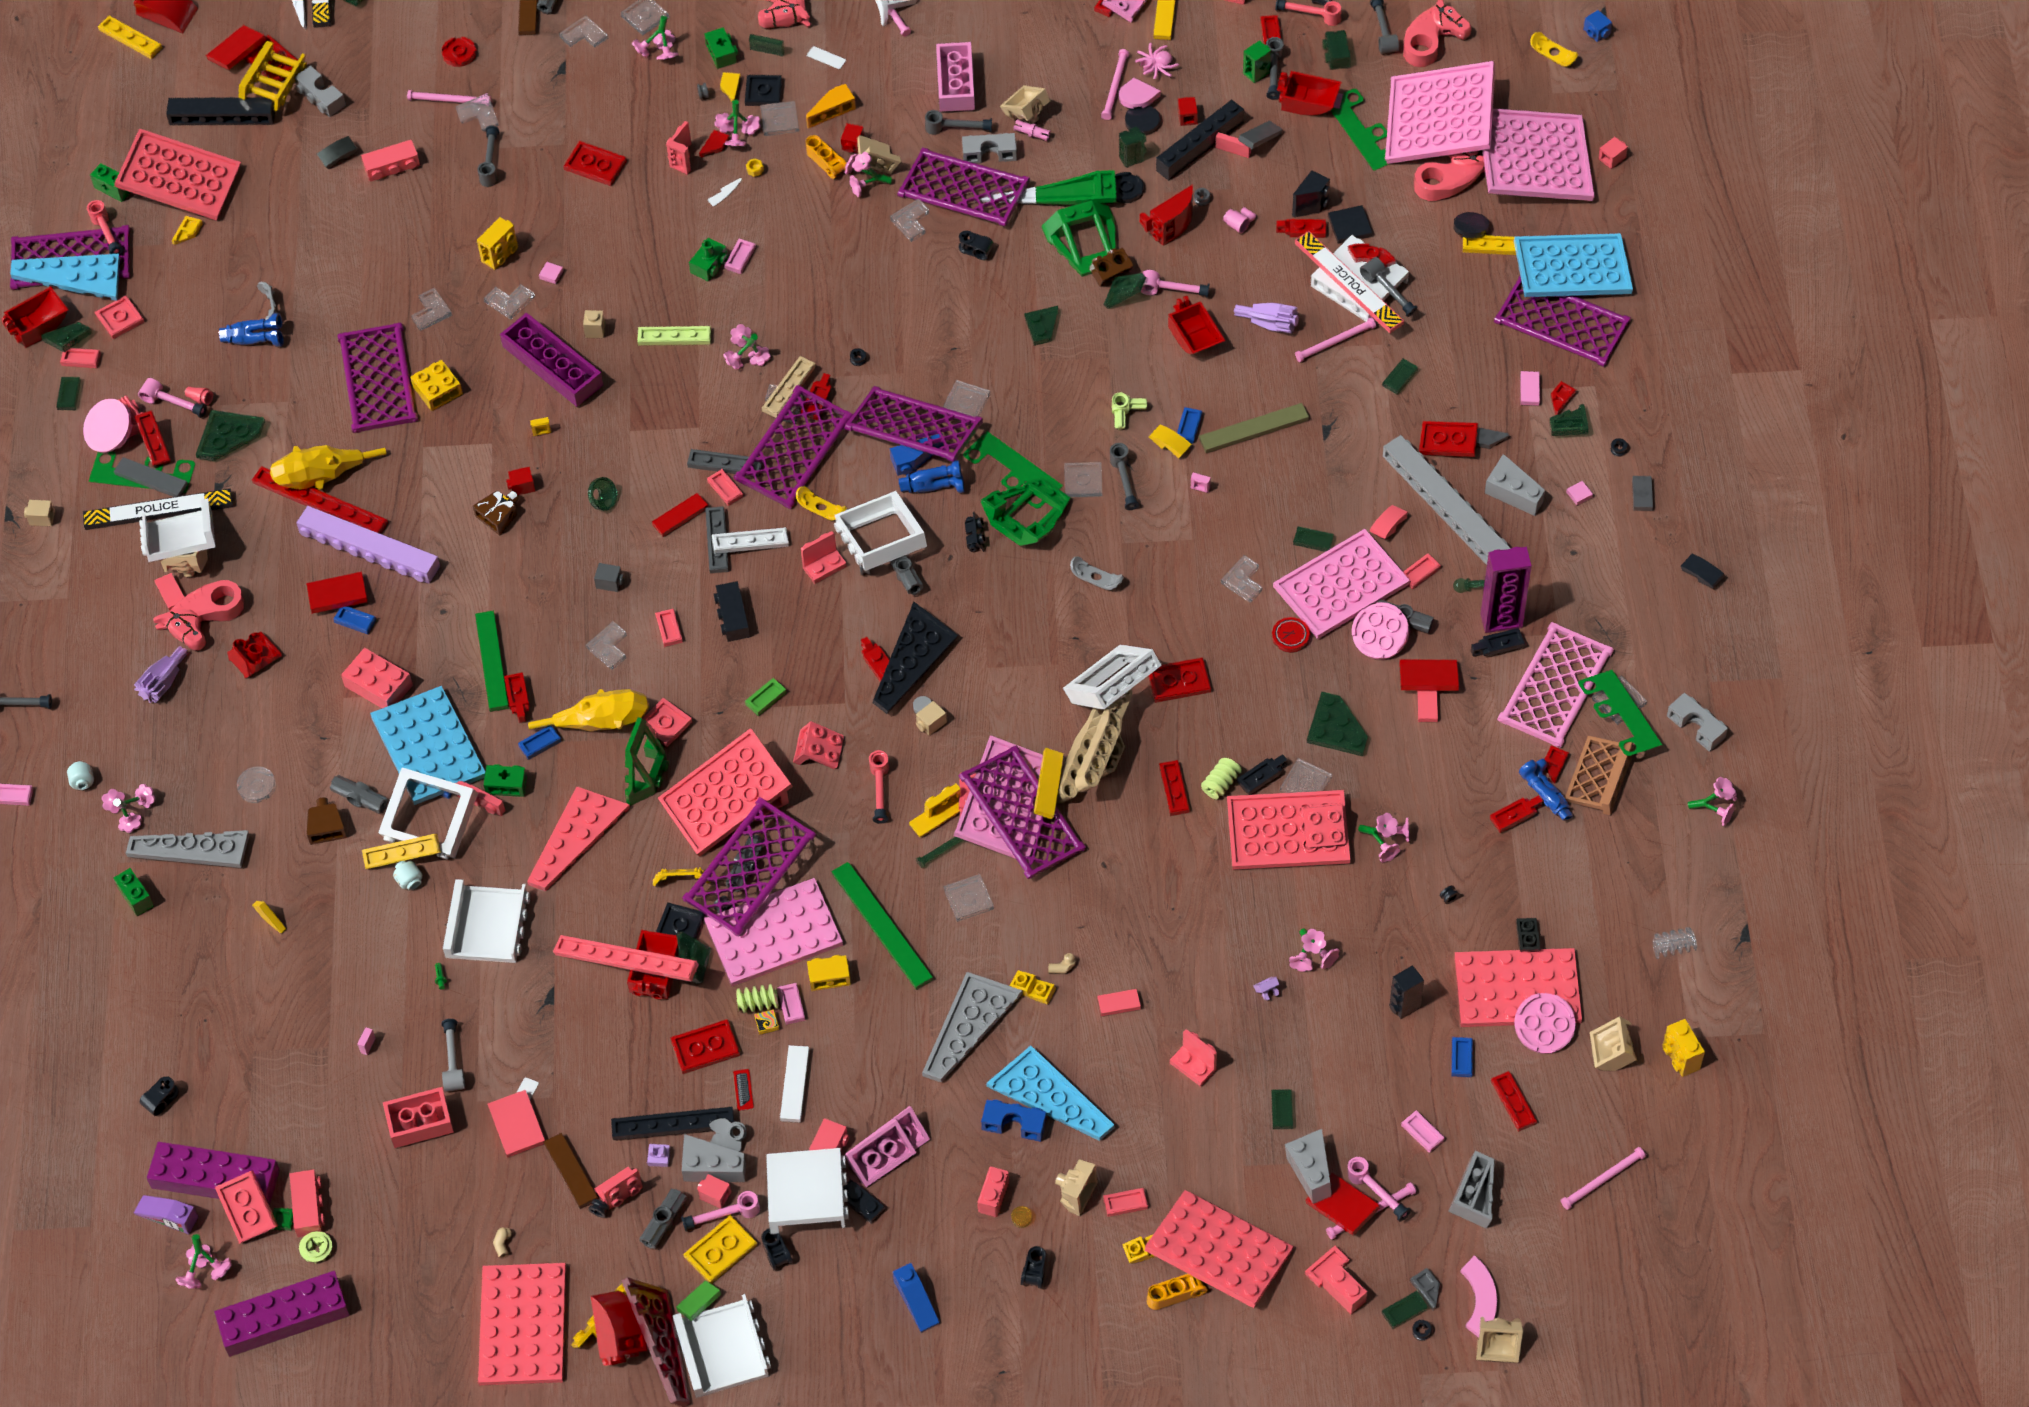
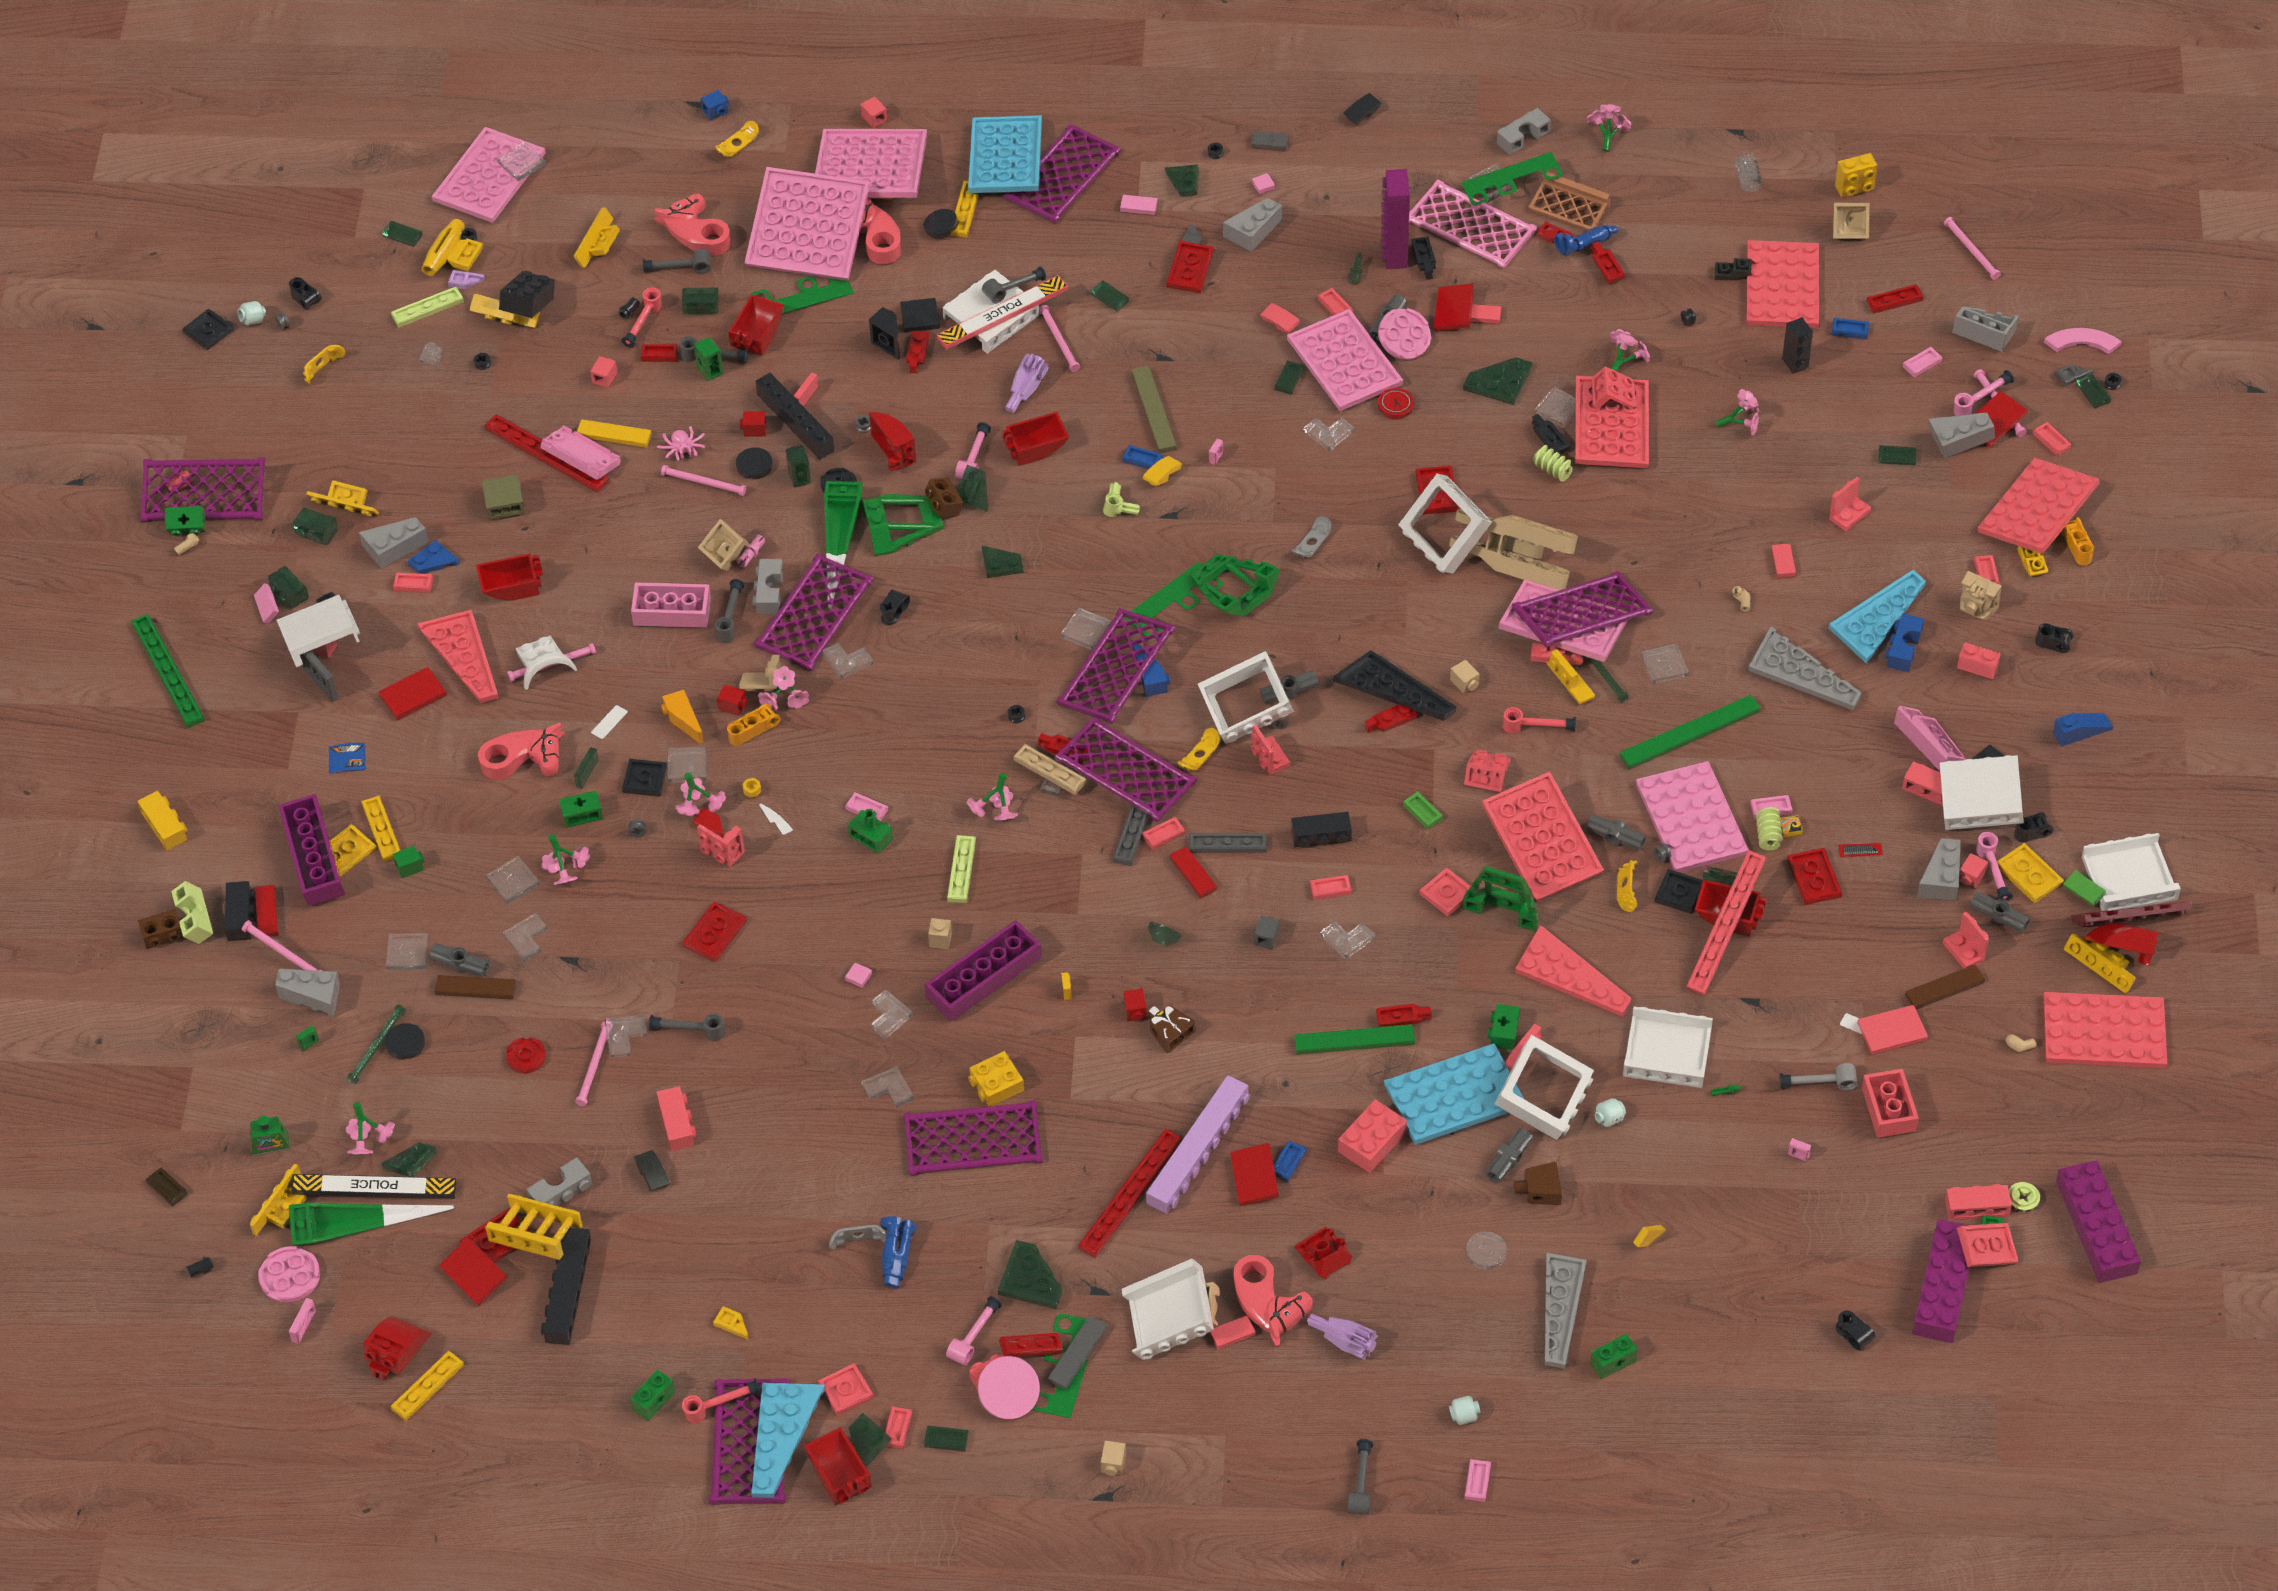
camera: 85 degrees left, 5 degrees down
(115, 800) = (1520, 1365): bright pink plant -> none
(155, 509) = (1120, 1347): tile -> none
(167, 1212) = (1985, 1323): medium lavender slope -> none
(177, 174) = (660, 1321): coral plate -> none
(199, 1256) = (2046, 1276): bright pink plant -> none
(200, 395) = (973, 1303): coral cone -> none
(317, 465) = (1094, 1184): yellow piece -> none
(401, 851) = (1585, 1113): yellow tile -> none
(497, 243) = (820, 1012): yellow brick -> none
(539, 742) = (1457, 1000): blue tile -> none
(598, 1208) = (1987, 963): black bush -> none
(600, 711) = (1435, 938): yellow piece -> none
(658, 1155) = (1930, 916): lavender tile -> none
(668, 1123) = (1898, 902): black plate -> none
(724, 1133) = (1914, 858): light grey plate -> none
(730, 84) = (632, 806): yellow tile -> none
(750, 540) = (1235, 812): white tile -> none
(768, 887) = (1622, 839): magenta door -> none
(794, 1084) = (1858, 807): white tile -> none
(828, 972) = (1743, 772): yellow brick -> none
(920, 702) = (1446, 686): light grey tile -> none
(929, 480) = (1183, 665): blue piece -> none
(974, 526) = (1242, 629): black hinge -> none
(1021, 1216) = (2001, 646): clear yellow tile -> none
(1032, 987) = (1766, 618): yellow slope -> none
(1048, 783) = (1554, 584): yellow tile -> none
(1083, 479) = (1195, 543): clear tile -> none
(1121, 462) = (1176, 510): dark grey piece -> none
(1137, 94) = (723, 461): bright pink tile -> none
(1174, 788) = (1556, 503): red tile -> none
(1238, 220) = (900, 395): bright pink piece -> none
(1260, 134) = (801, 366): dark grey tile -> none
(1266, 985) = (1774, 451): lavender tile -> none
(1344, 1288) = (2078, 423): coral brick -> none
(1364, 252) = (971, 292): red tile -> none
(1442, 498) = (1269, 272): light grey brick -> none
(1499, 1340) = (2127, 324): tan brick -> none
(1544, 1023) = (1823, 265): bright pink tile -> none
(1561, 396) = (1151, 184): red tile -> none

